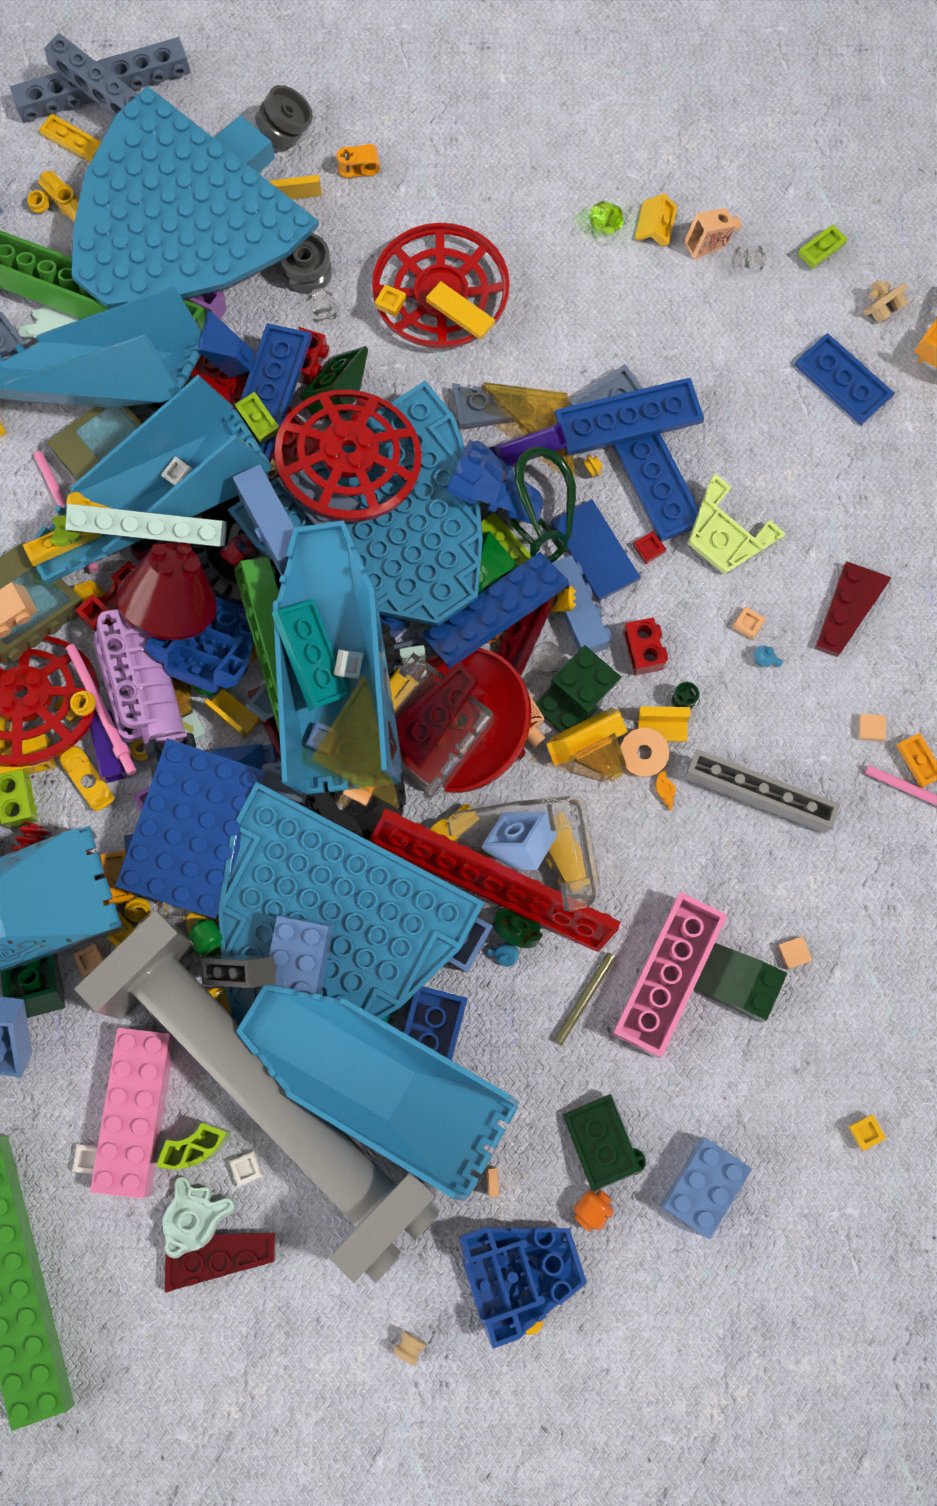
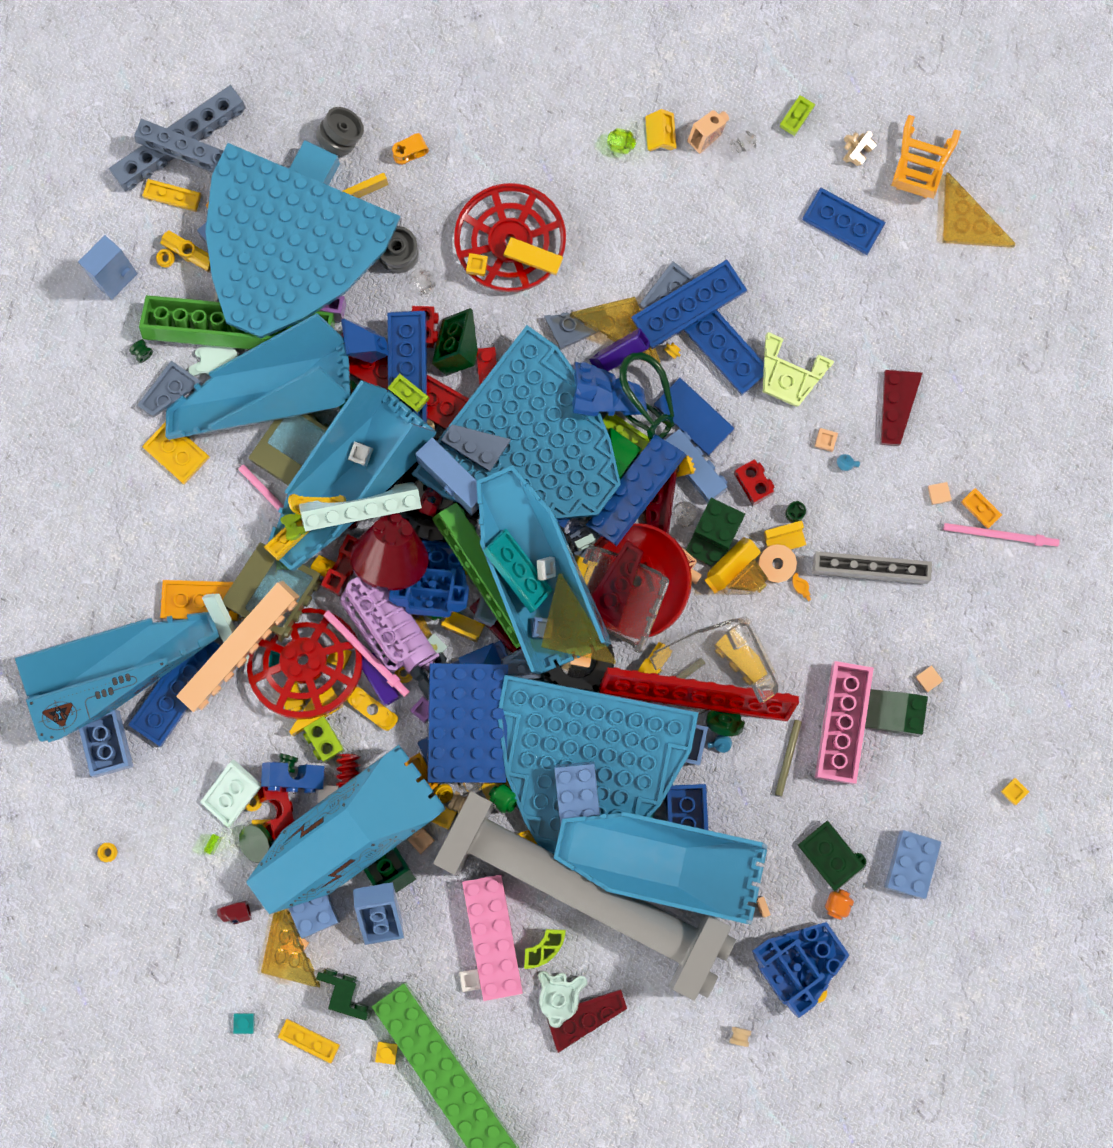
camera: 15 degrees left, 5 degrees up
(77, 703) = (348, 654): yellow plate -> none
(238, 971) = (539, 815): dark grey brick -> none
(246, 1168) = (585, 952): white tile -> none
(347, 464) = (489, 413): red dish -> none
(520, 839) = (709, 658): light blue slope -> none
(649, 547) = (734, 402): red tile -> none

